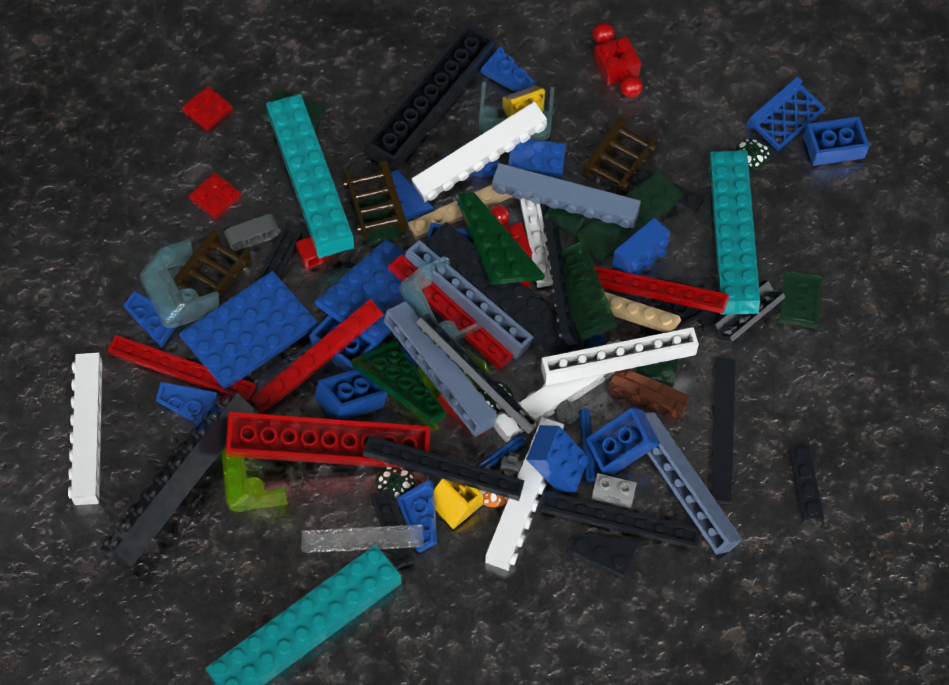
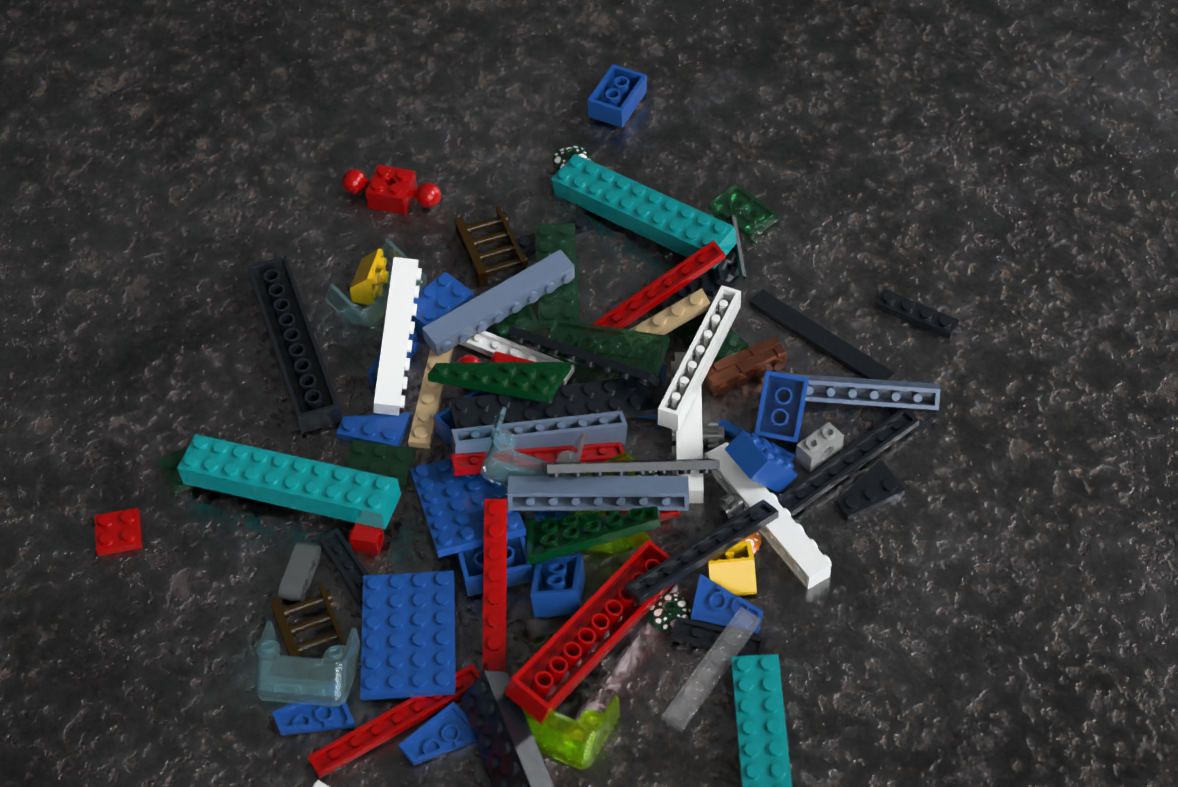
camera: 50 degrees left, 10 degrees down
(215, 195) = (225, 582): red plate -> none
(386, 189) = (371, 430): dark brown fence -> none
(496, 457) = (710, 507): blue axle -> none
(505, 72) = (318, 276): blue wing -> none
(642, 248) = (603, 281): blue brick -> none
(779, 101) = (543, 113): blue fence -> none

